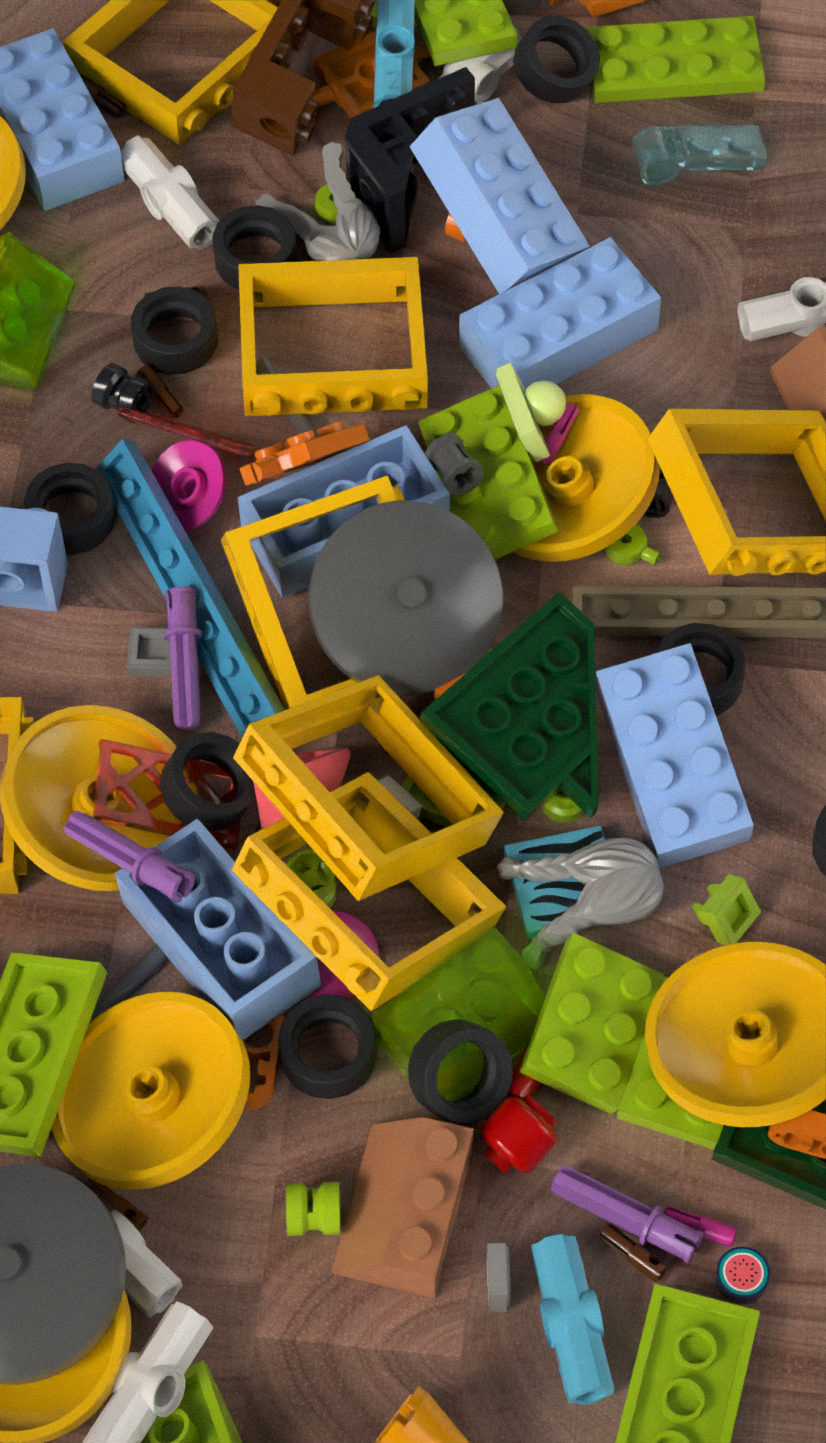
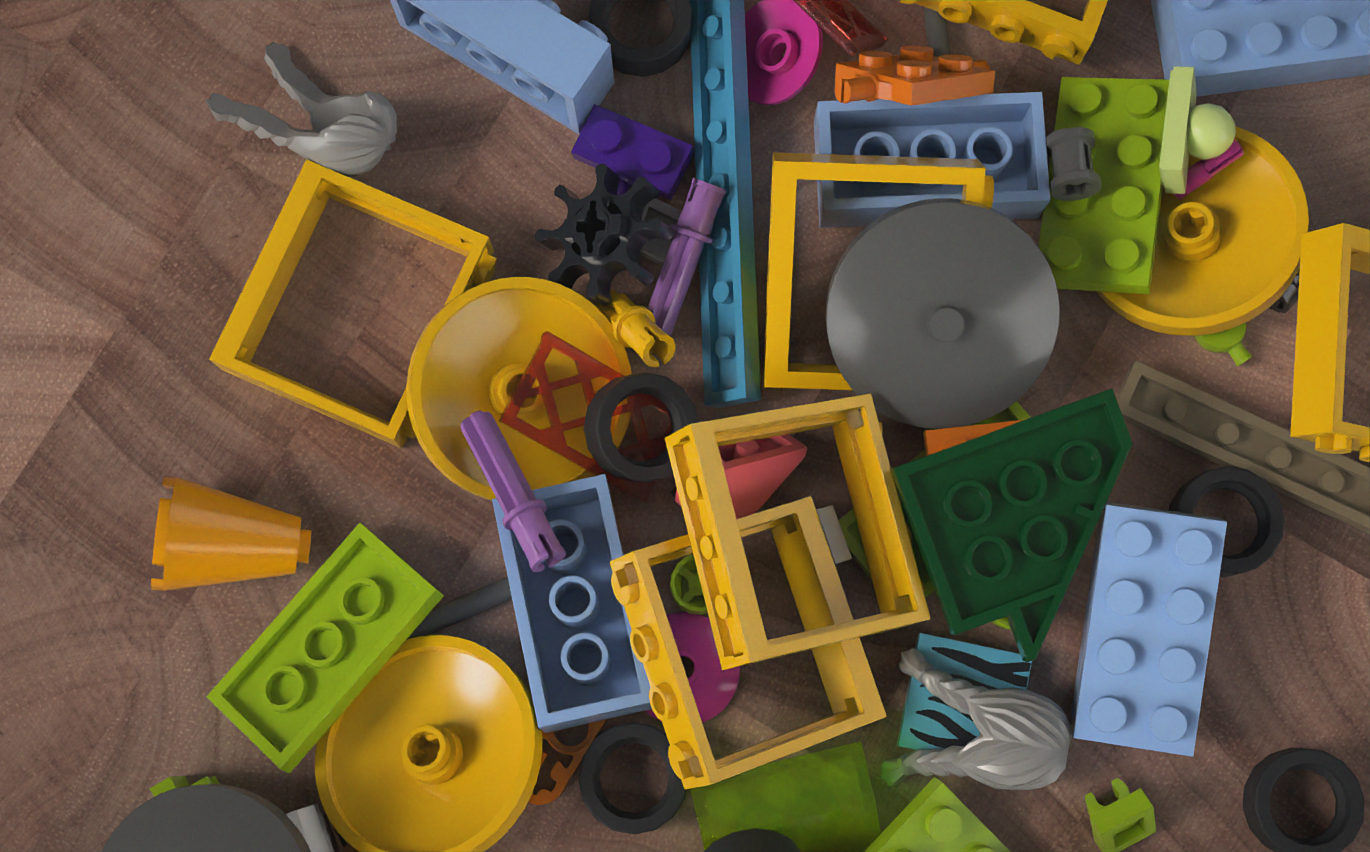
camera: 25 degrees right, 20 degrees up
(107, 607) = (632, 151): none -> dark purple plate
(113, 659) = (604, 234): none -> black gear
(173, 715) = (636, 329): none -> yellow axle

